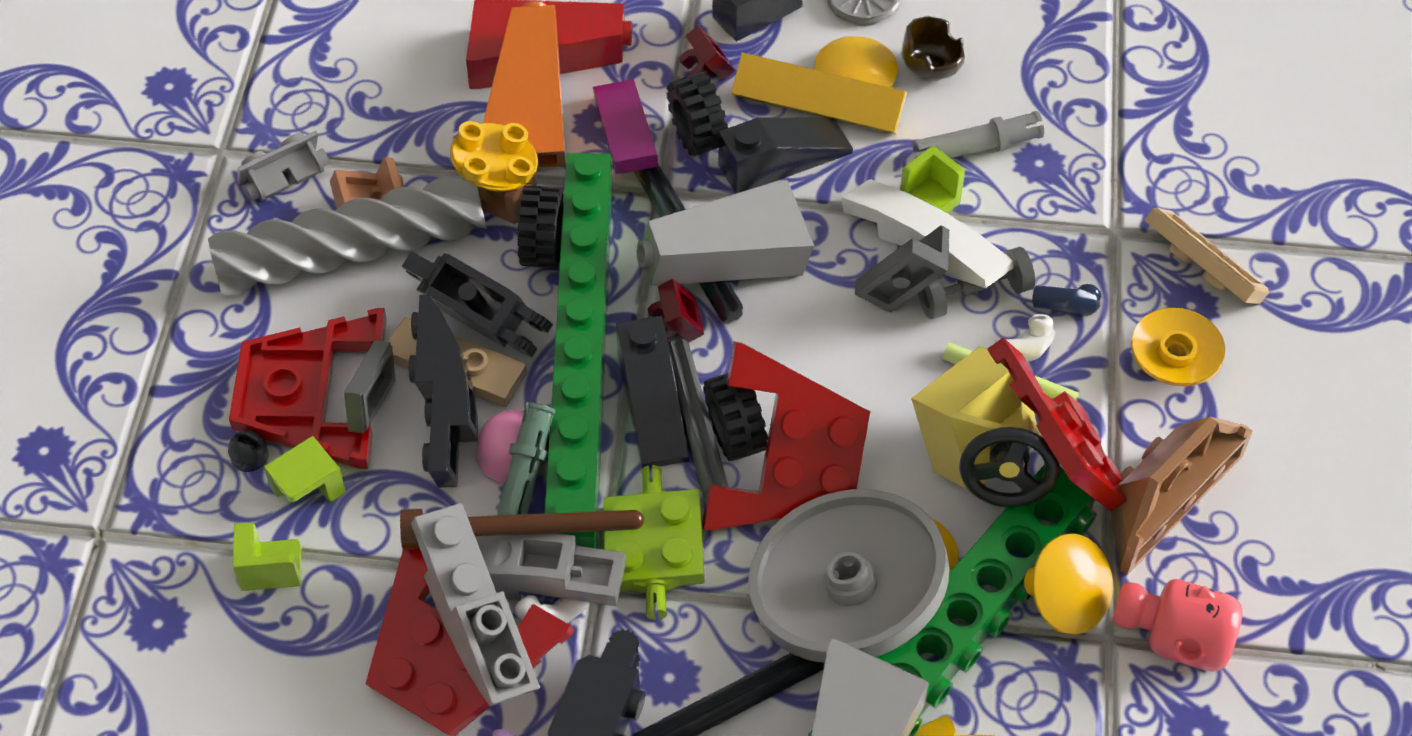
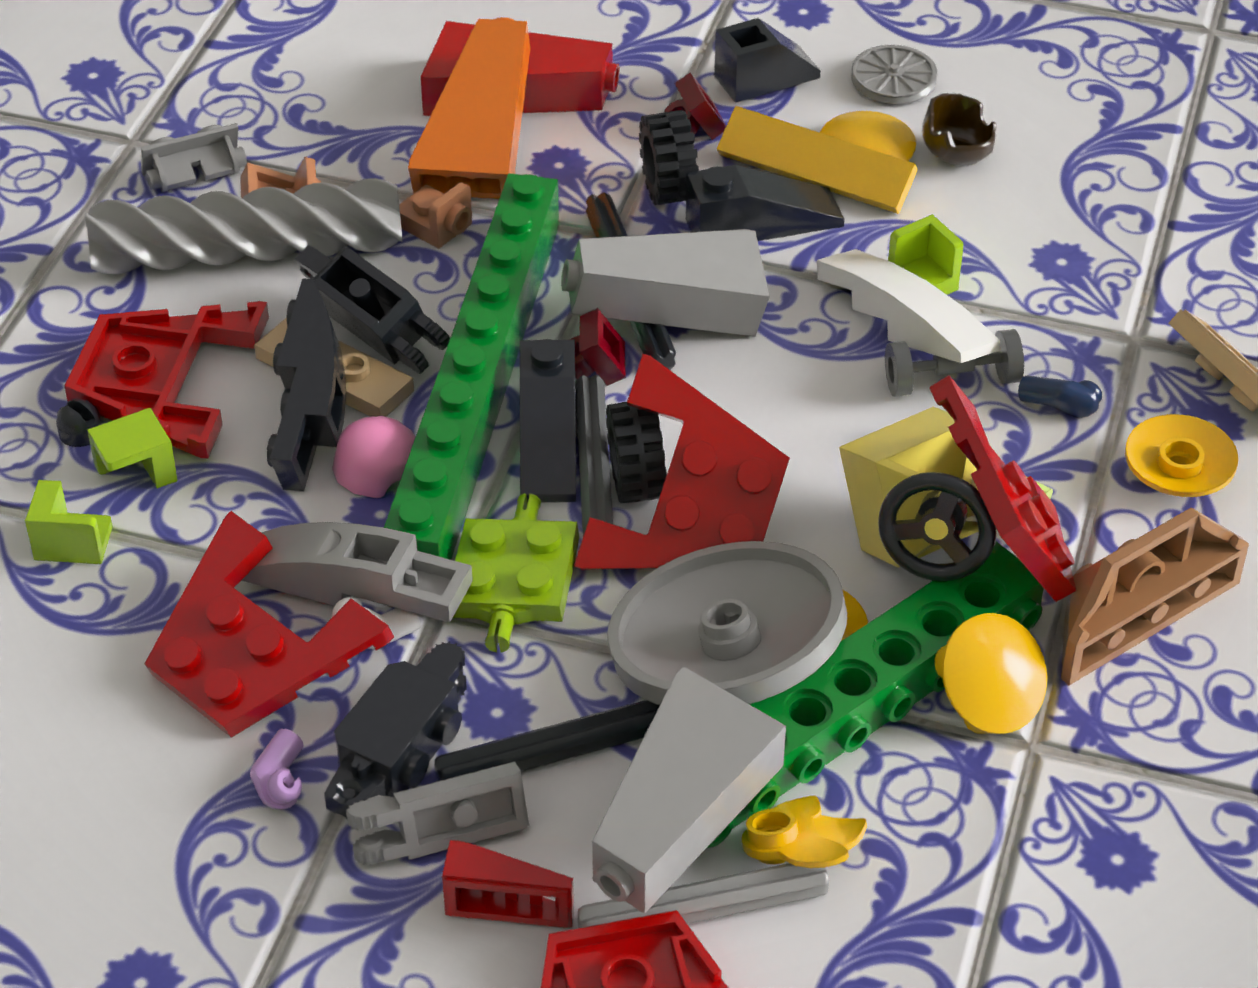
camera: 10 degrees right, 10 degrees down
(369, 386) = (227, 370): dark grey tile -> none
(471, 608) = (276, 583): light grey slope -> none
(494, 155) = (425, 163): yellow dish -> none
(526, 459) = (384, 458): sand green pin -> none
(533, 523) = (240, 503): reddish brown piece -> none
(540, 226) = (458, 240): black tyre -> none
(625, 126) = (585, 164): magenta tile -> none
(906, 271) = (867, 333): dark grey panel -> none
(995, 134) = (1010, 223): light grey pin -> none
(1036, 338) = (1013, 431): white arm -> none
(1184, 622) = (1121, 731): coral piece -> none

